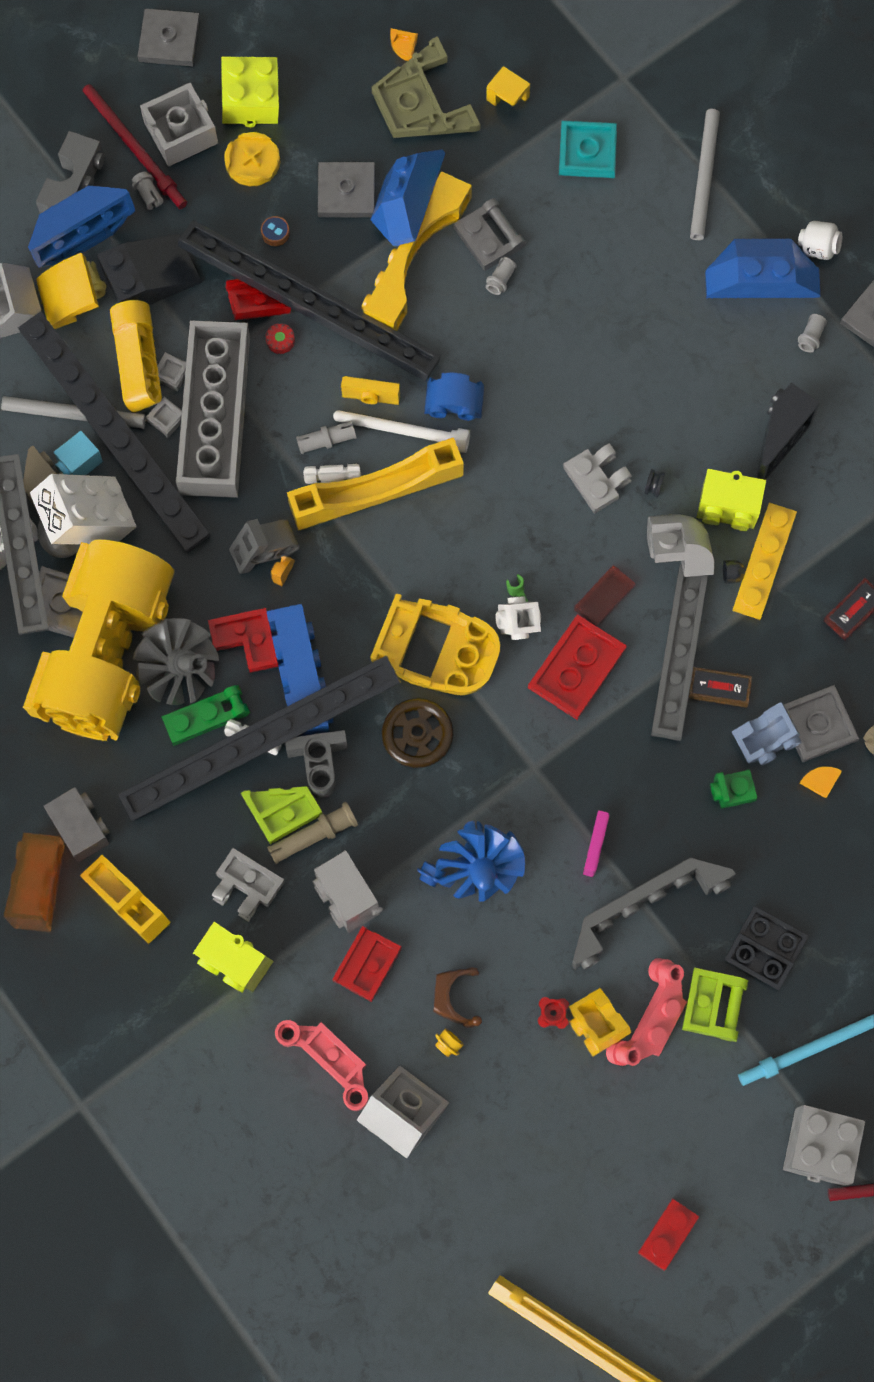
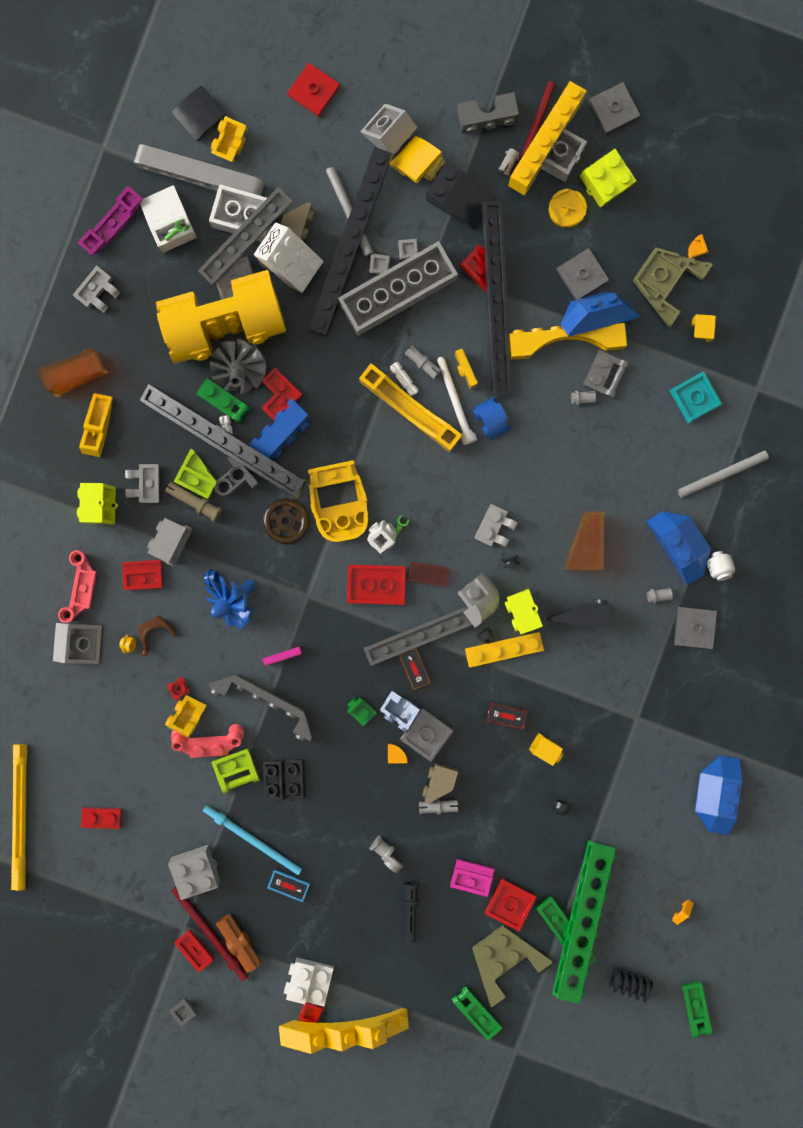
camera: 55 degrees right, 15 degrees up
(77, 456) = (323, 232): medium azure brick -> none
(77, 825) = (119, 373): flat silver piece -> none
(79, 223) = (457, 136): blue wedge -> none
(136, 354) = (402, 224): yellow beam -> none
(155, 124) = (546, 138): none -> yellow arch
(262, 543) = (338, 369): dark grey tile -> none
(275, 231) = (530, 251): tile -> none
(280, 338) = (466, 297): red tile -> none
(281, 570) = (328, 388): light orange tile -> none
(693, 374) = (588, 546): none -> clear orange wedge

